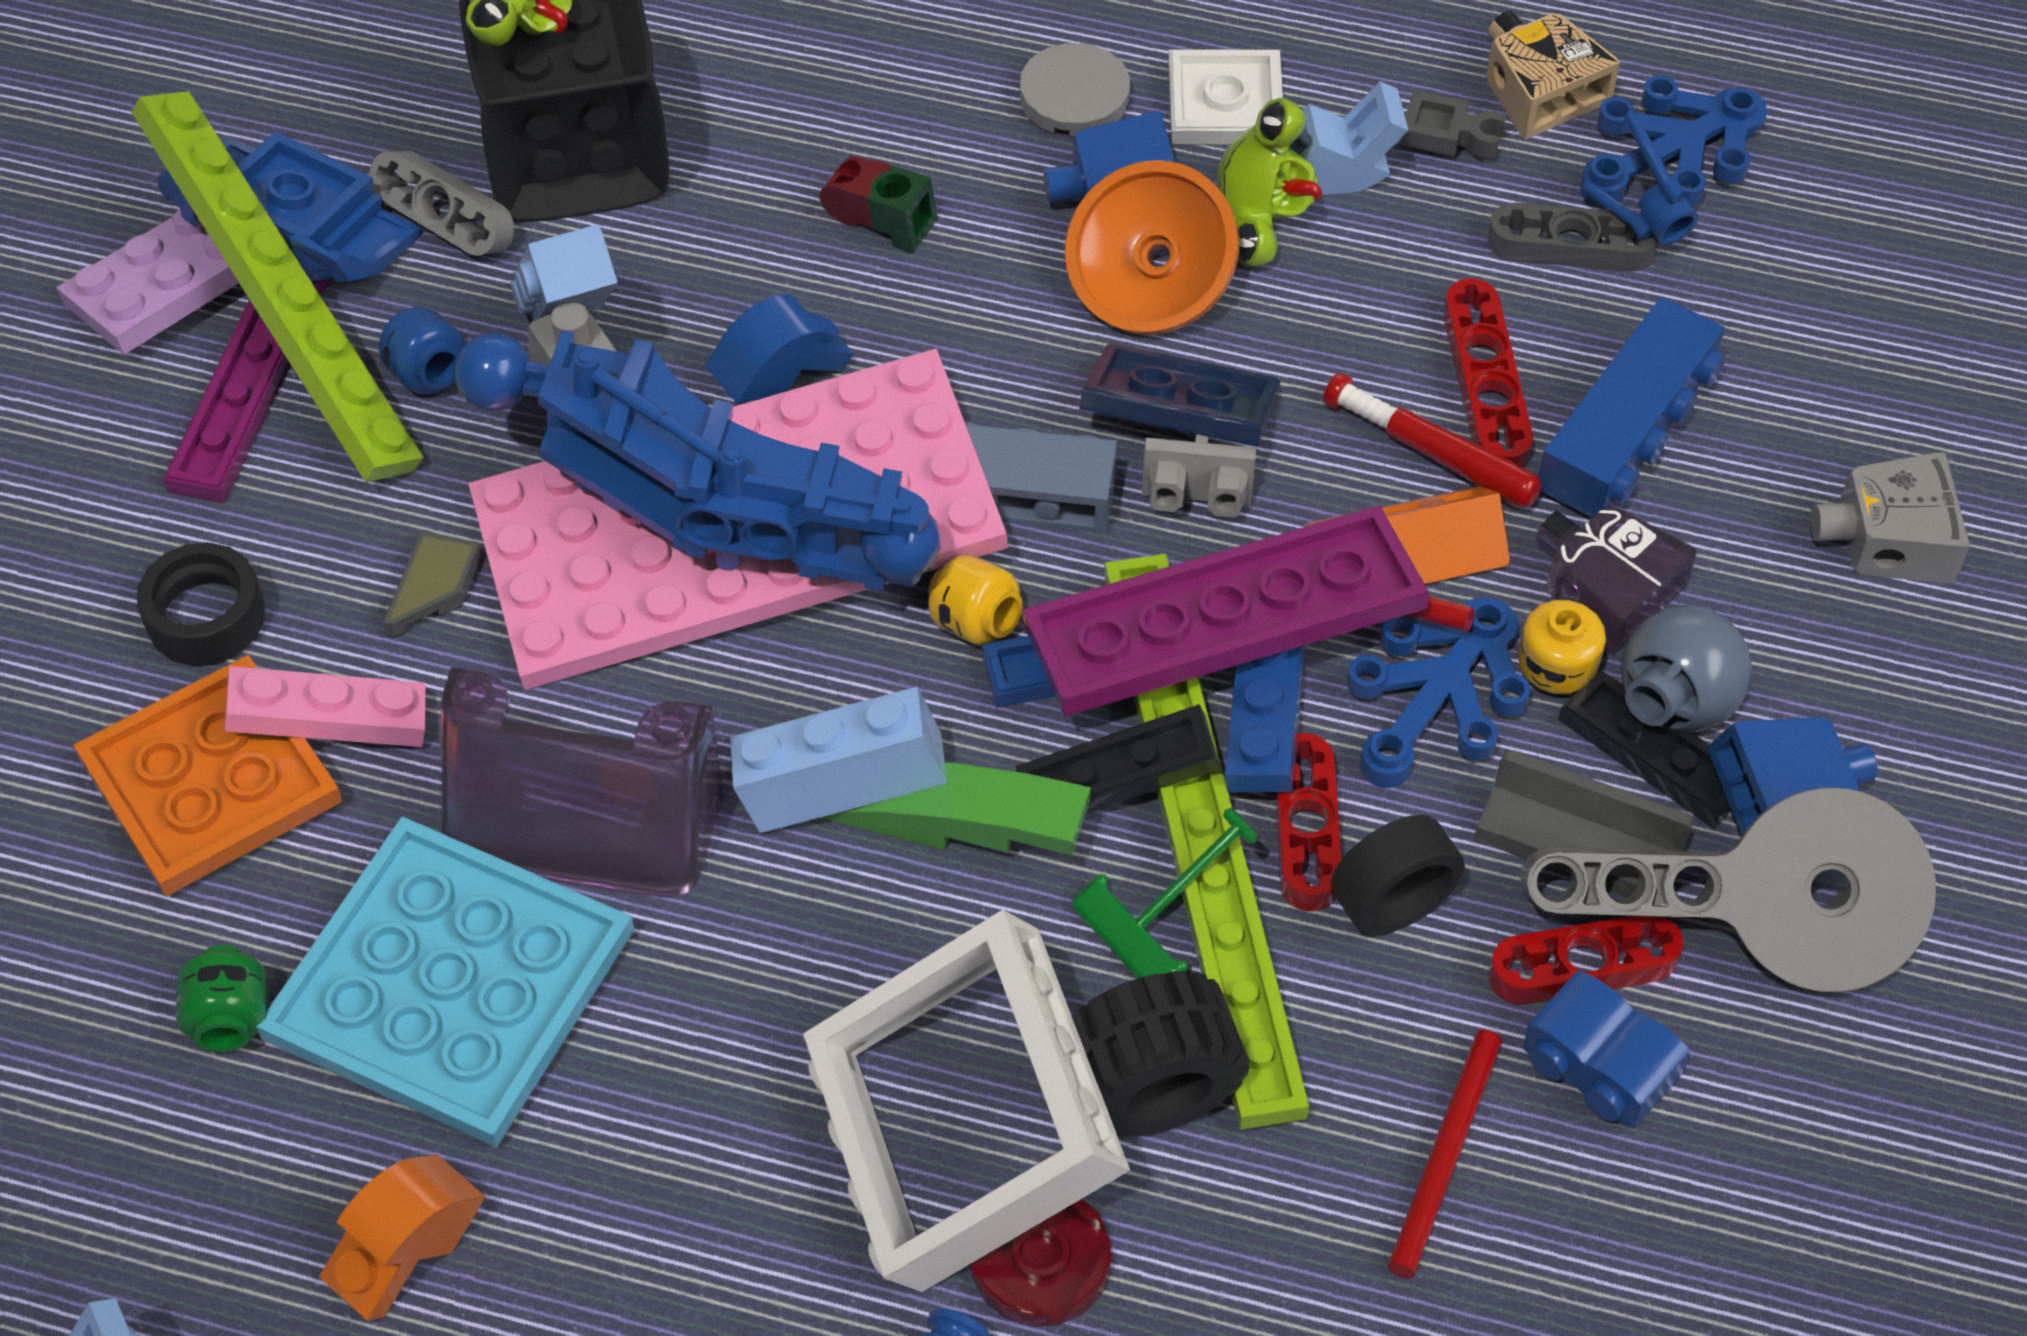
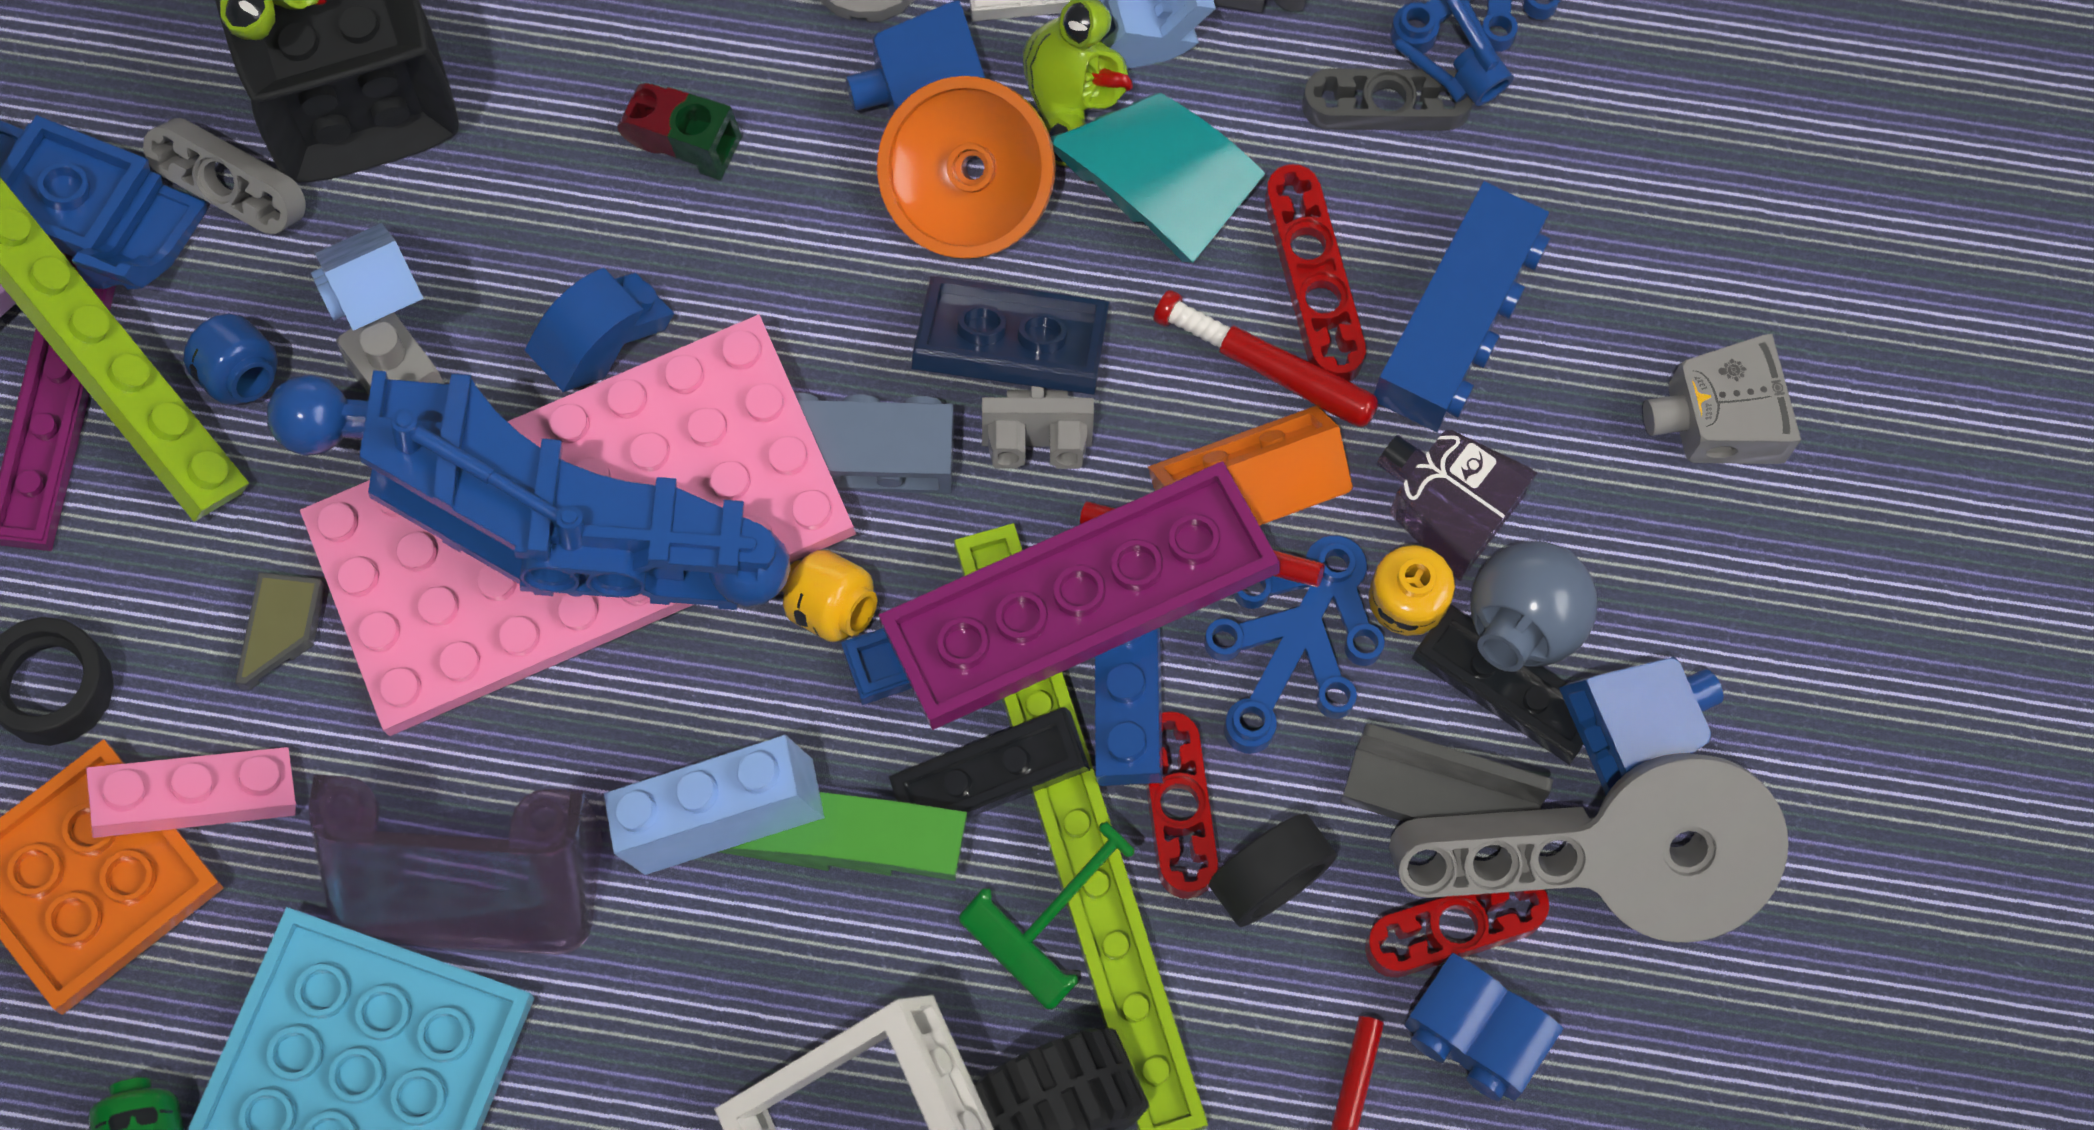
camera: 10 degrees left, 15 degrees up
(1345, 269) = (1163, 170): none -> teal slope

